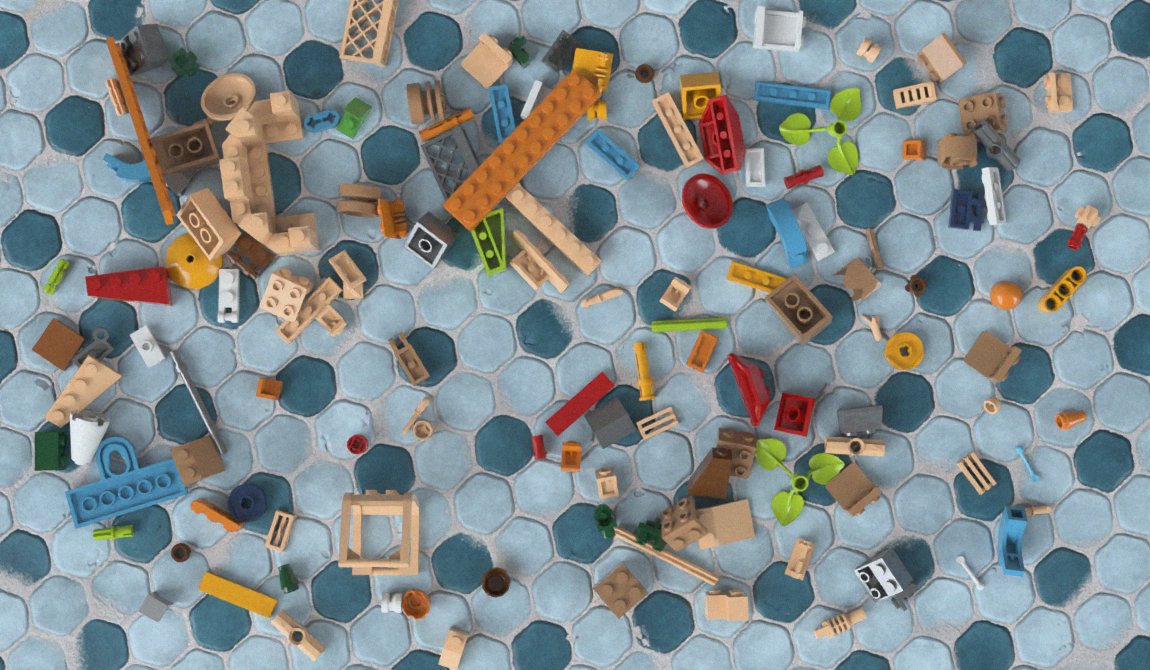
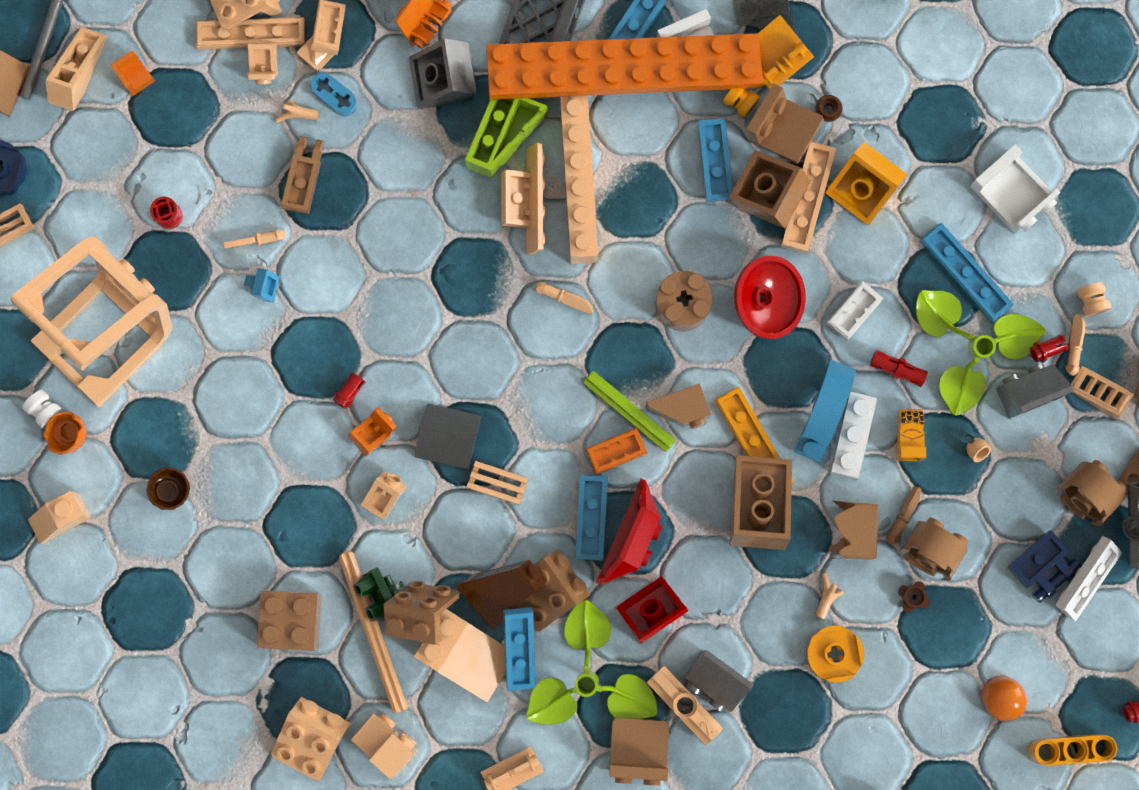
camera: 45 degrees right, 5 degrees down
(236, 414) = (74, 69): none -> light nougat slope
(372, 329) = (297, 112): none -> light nougat bar
(383, 297) = (337, 90): none -> dark azure beam
(423, 430) = (243, 256): light nougat wheel -> none
(443, 434) = (263, 284): none -> dark azure tile
(580, 403) = (435, 386): red tile -> none
(605, 520) = (343, 530): dark green hips -> none
(632, 104) = (783, 126): none -> medium nougat bracket
(644, 381) = (526, 425): light orange pin -> none
(655, 145) = (770, 189): none -> medium nougat brick
(665, 232) = (686, 285): none -> medium nougat brick
(675, 293) = (645, 364): light nougat bracket -> none
(685, 637) = (309, 738): none -> light nougat bracket
(715, 297) = (682, 407): none -> medium nougat slope
(721, 396) = (591, 518): none -> dark azure plate
(722, 135) = (851, 244): red wedge -> none
(748, 495) = (519, 648): none -> dark azure plate
(840, 205) = (910, 435): none -> light orange leg
(866, 101) = (1048, 348): none -> red pin
(876, 75) = (1076, 342): none -> light nougat piece
(881, 126) = (1032, 390): none -> flat silver slope
(881, 181) = (978, 449): none -> light nougat hinge
(906, 253) = (935, 549): none -> medium nougat brick
(914, 150) = (1046, 451): orange slope -> none
(992, 357) = (925, 750): medium nougat bracket -> none

